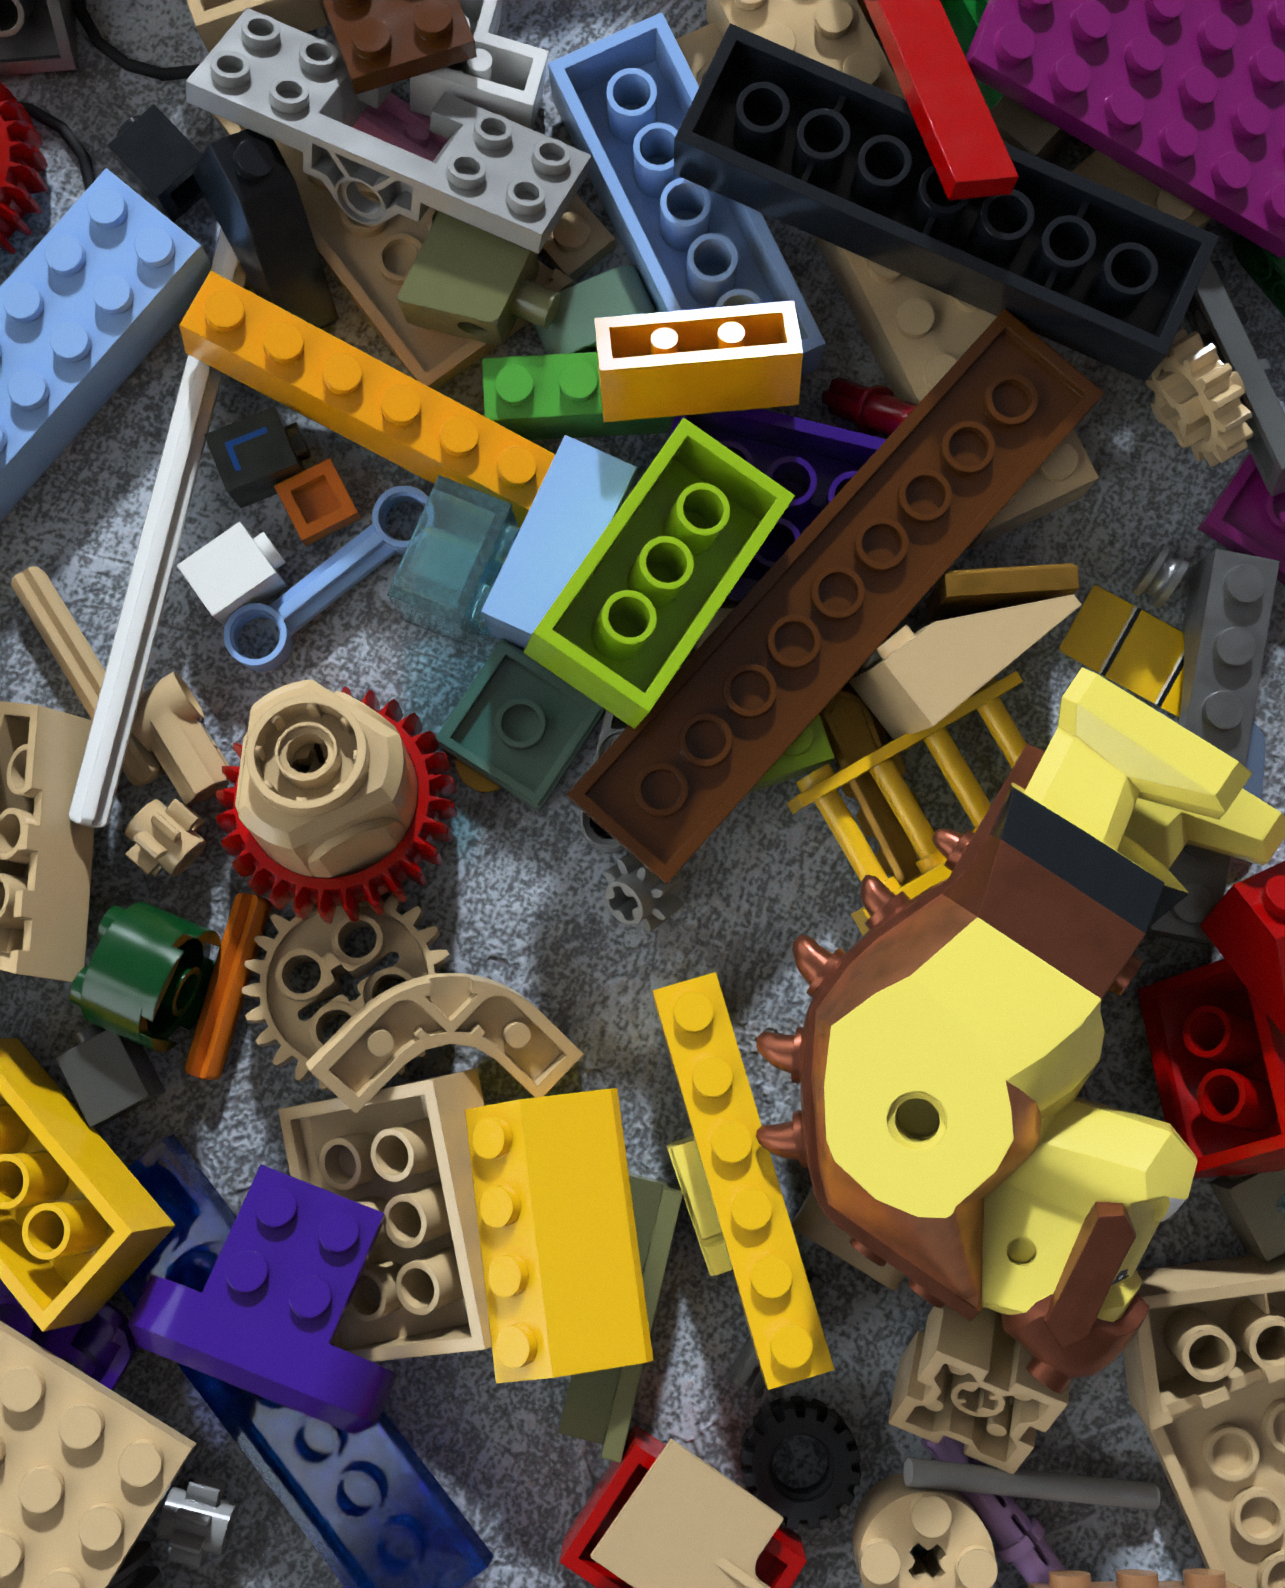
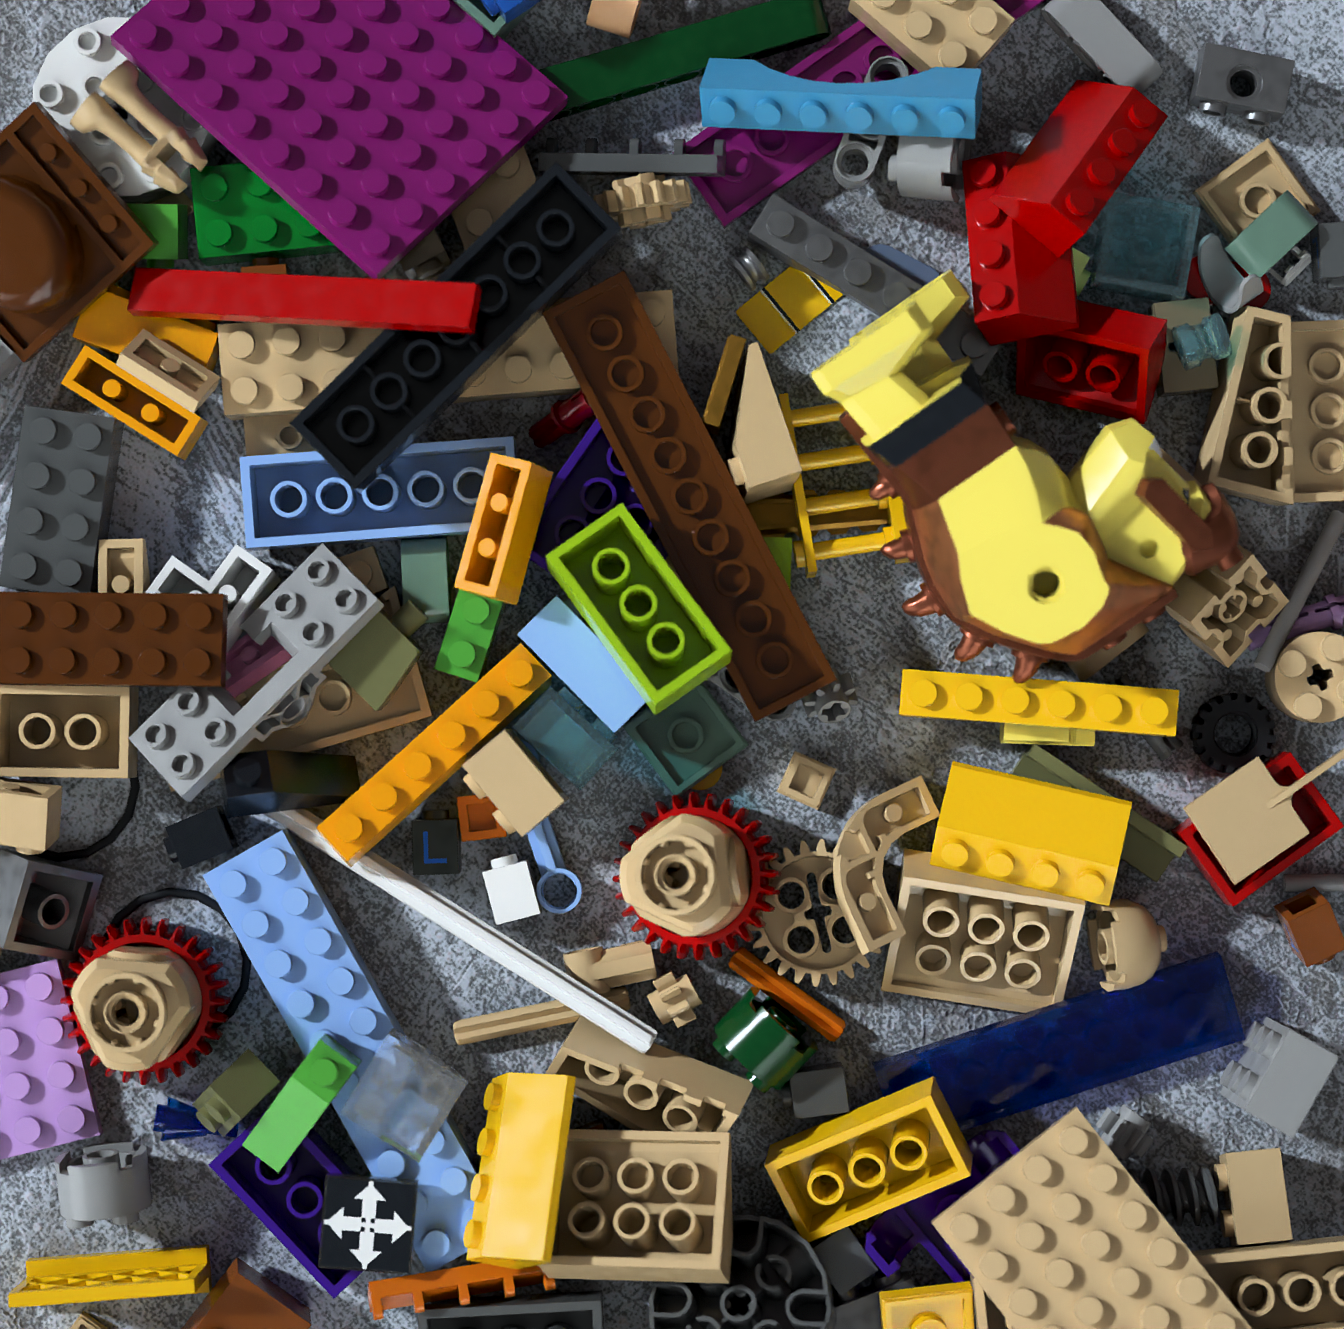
camera: 75 degrees left, 5 degrees up
(277, 1305) = (1007, 1027): dark purple piece -> none
(364, 508) = (514, 783): none -> tan brick
(455, 1424) = (1125, 943): none -> tan cylinder
(520, 904) = (806, 780): none -> tan tile

